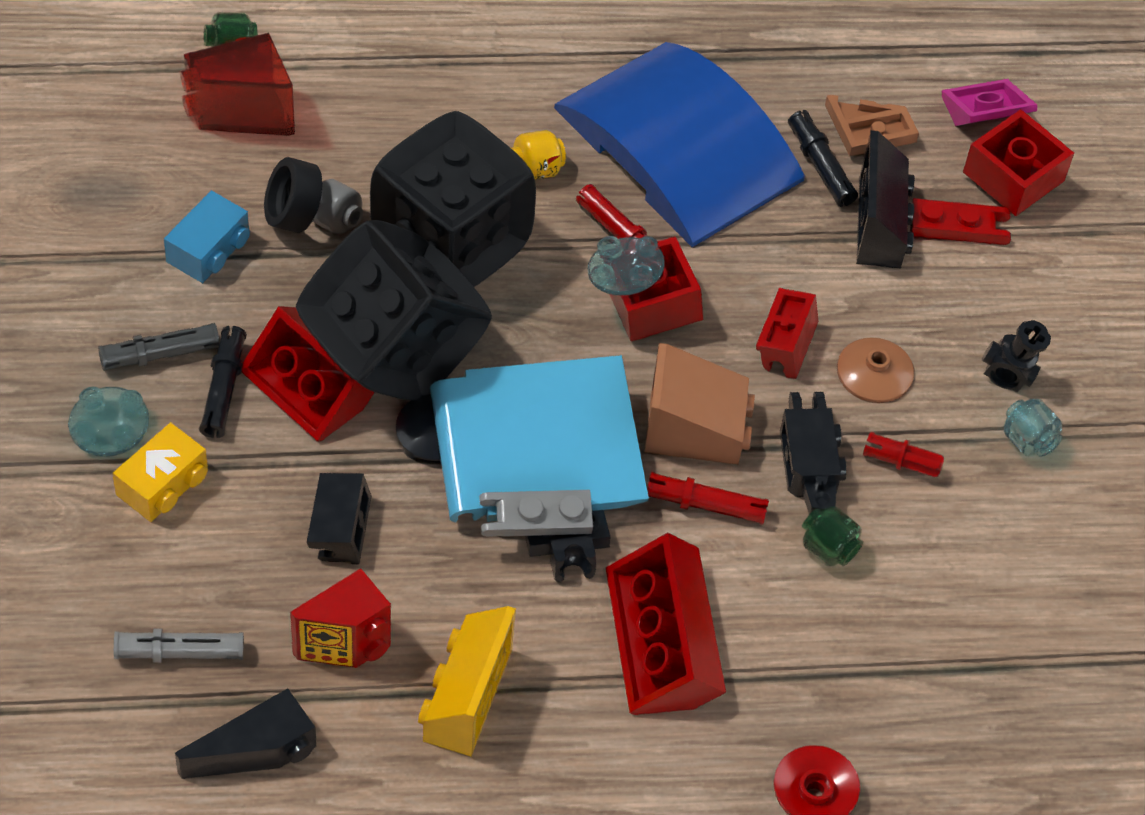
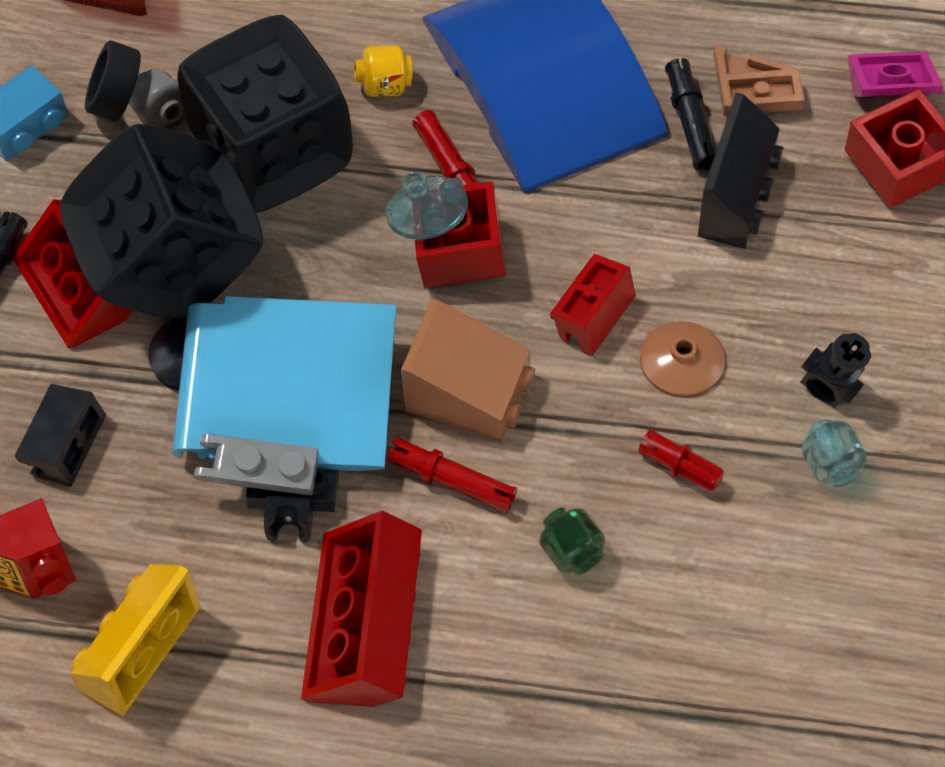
camera: 20 degrees right, 5 degrees up
(811, 452) = (578, 441): black hinge -> none
(959, 221) = (824, 205): red hinge -> none

